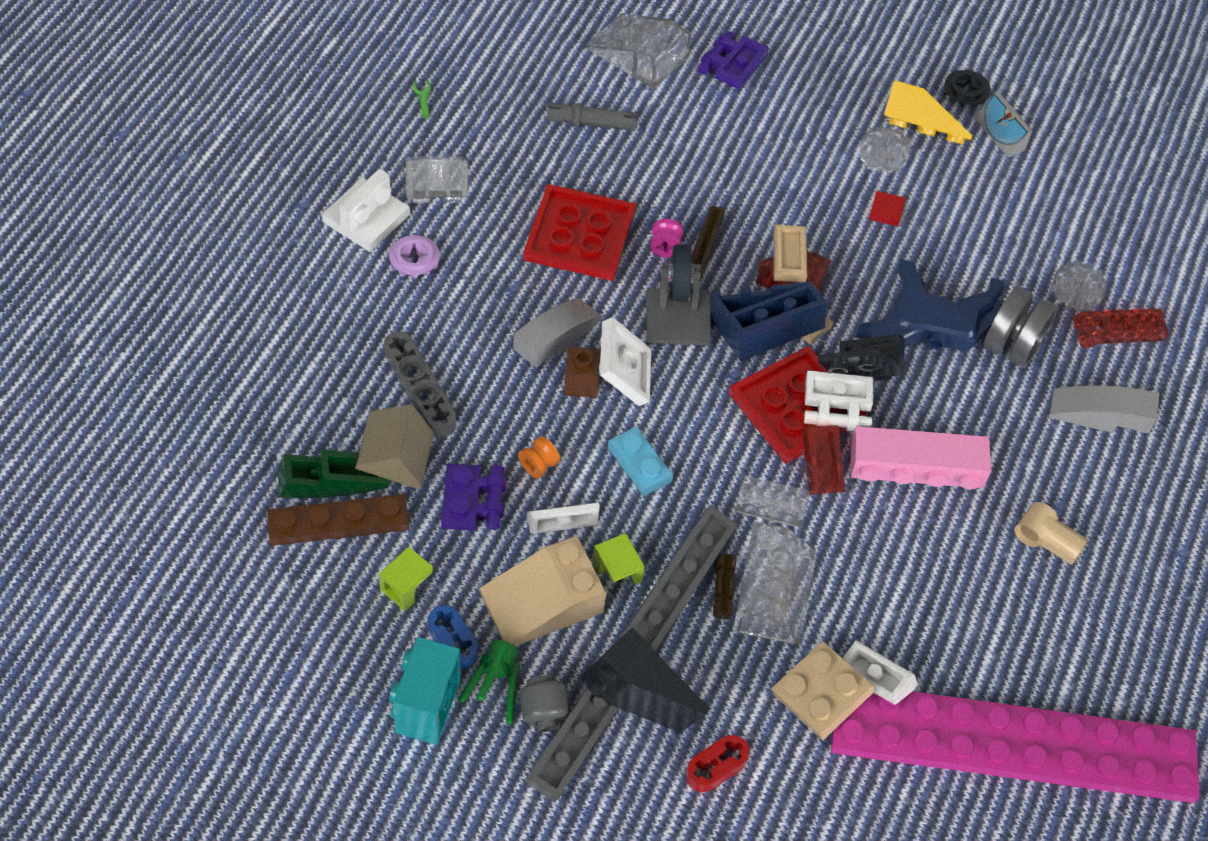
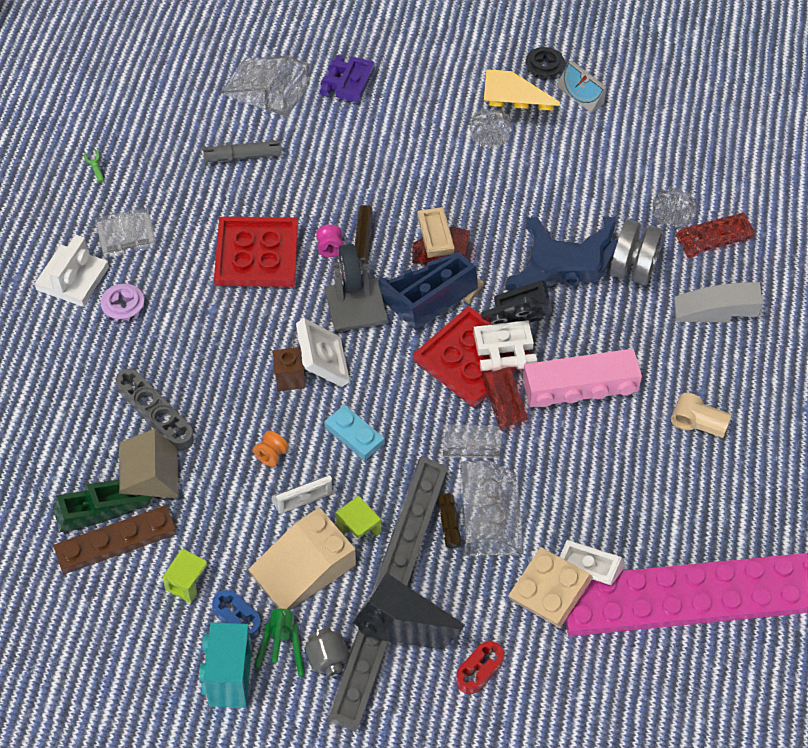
camera: 10 degrees left, 0 degrees up
(462, 494) = (214, 498): dark purple plate -> none
(555, 331) = (257, 339): light grey slope -> none
(887, 208) = (504, 176): red tile -> none

